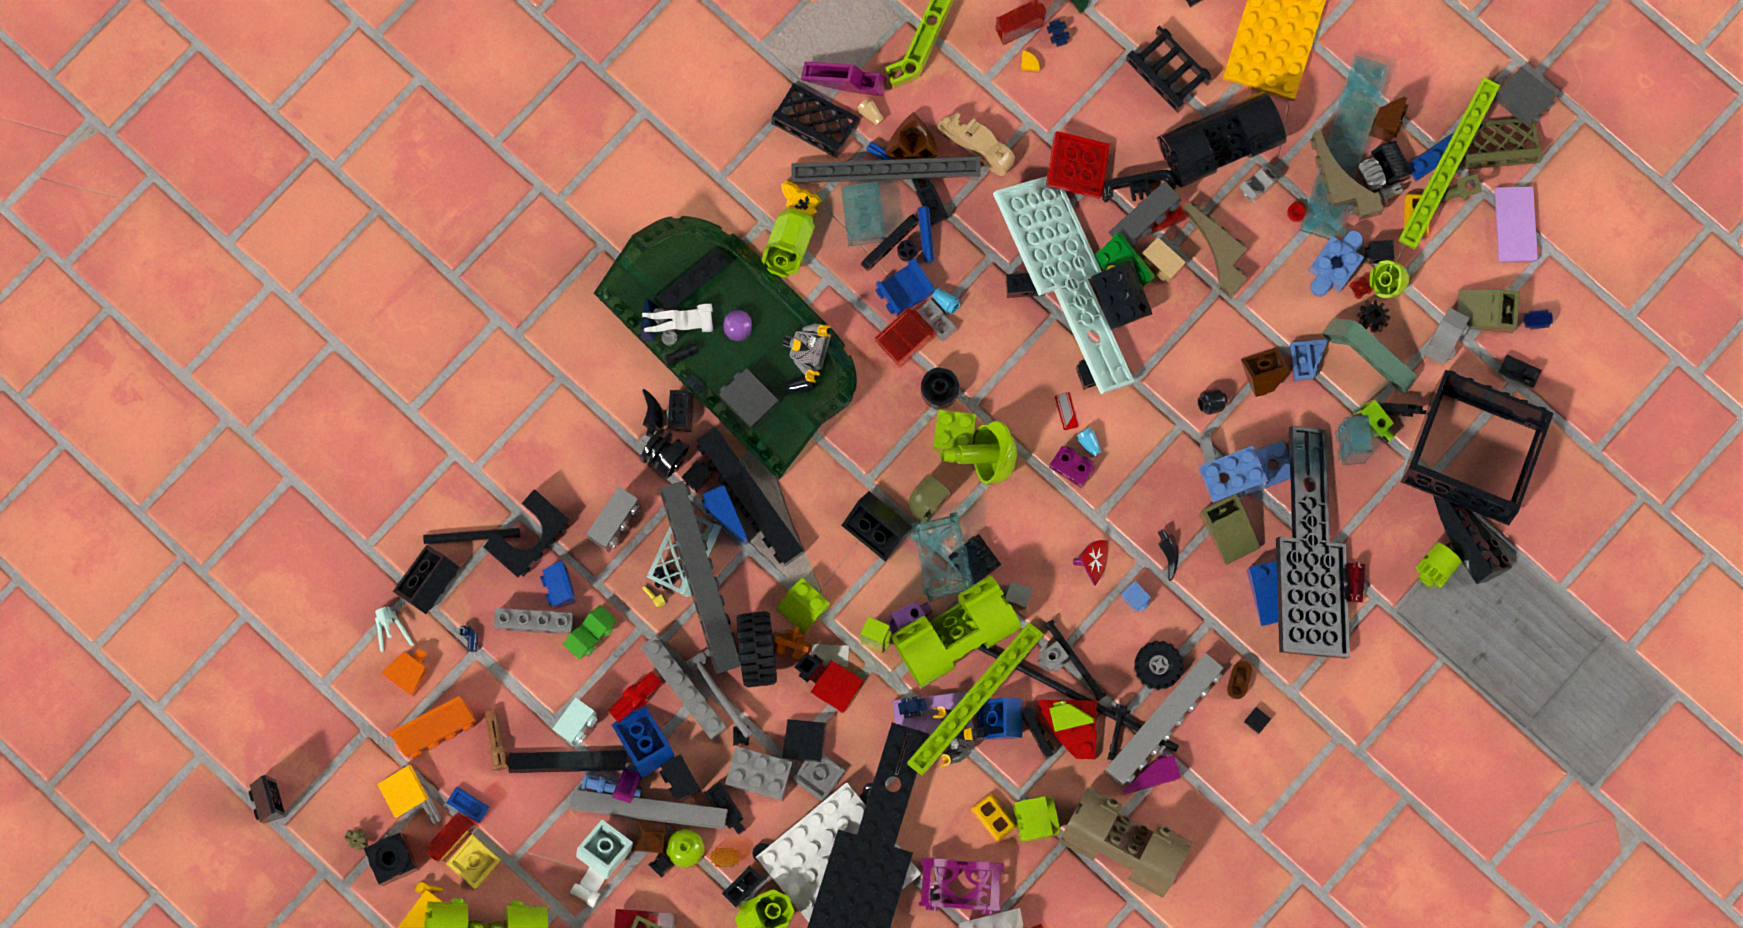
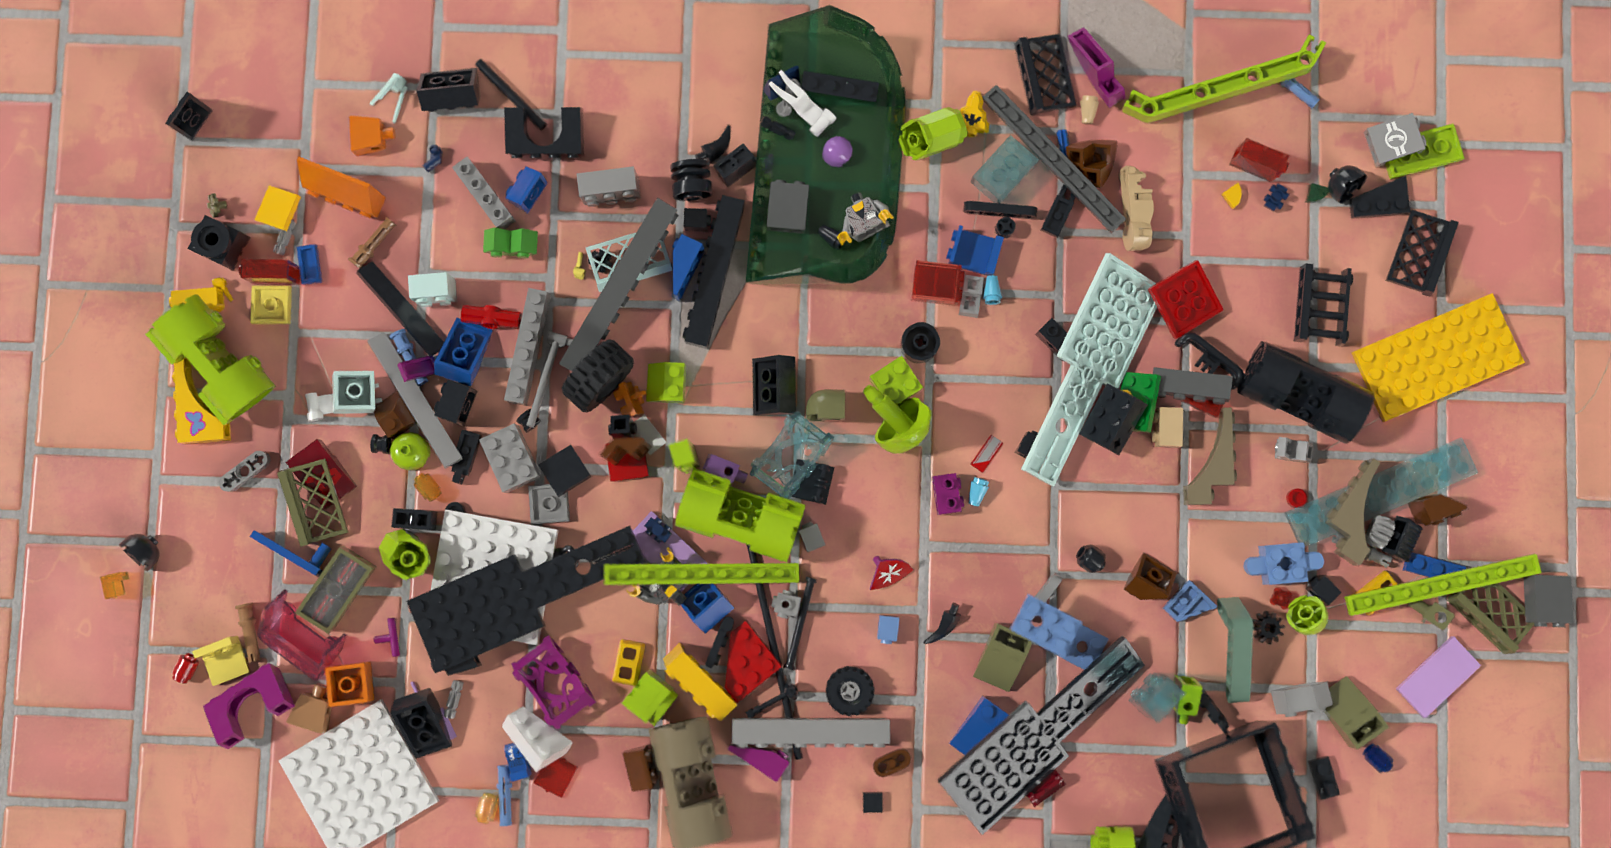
camera: 50 degrees right, 5 degrees up
(833, 670) = (619, 447): none -> reddish brown slope
(926, 234) = (1030, 231): blue axle -> none
(1055, 773) = (699, 683): none -> yellow wedge
(1068, 716) = (748, 658): lime slope -> none
(1083, 873) = (640, 768): none -> reddish brown slope

